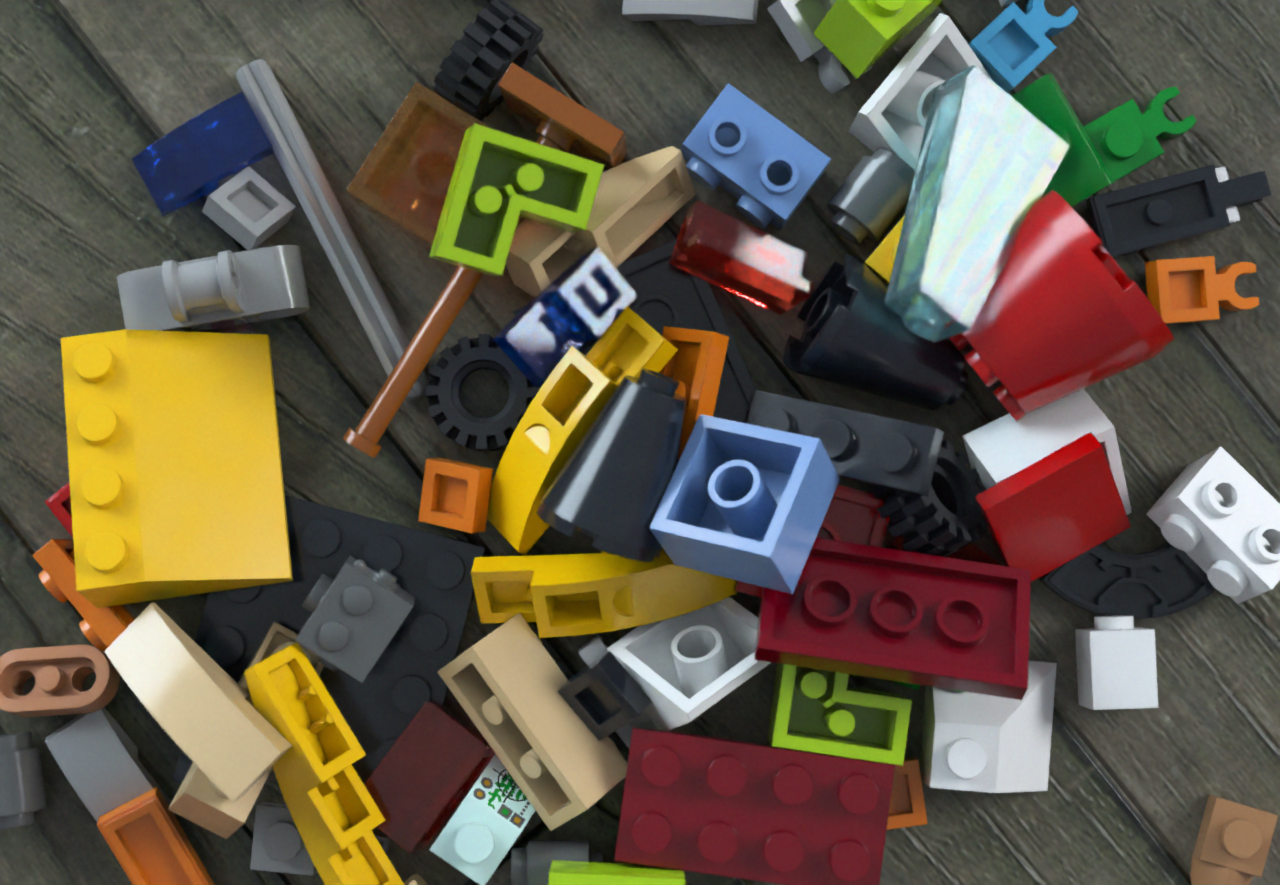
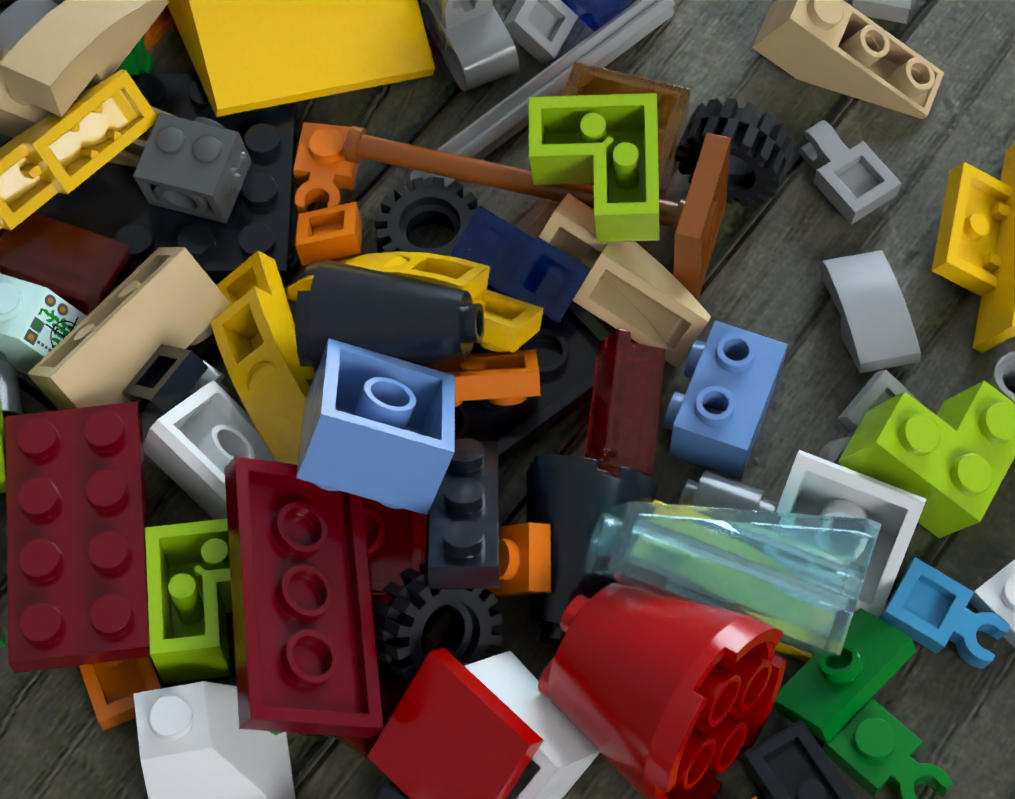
camera: 80 degrees right, 25 degrees down
(357, 479) = (322, 166): none -> orange plate
(892, 396) = (524, 560): none -> orange plate

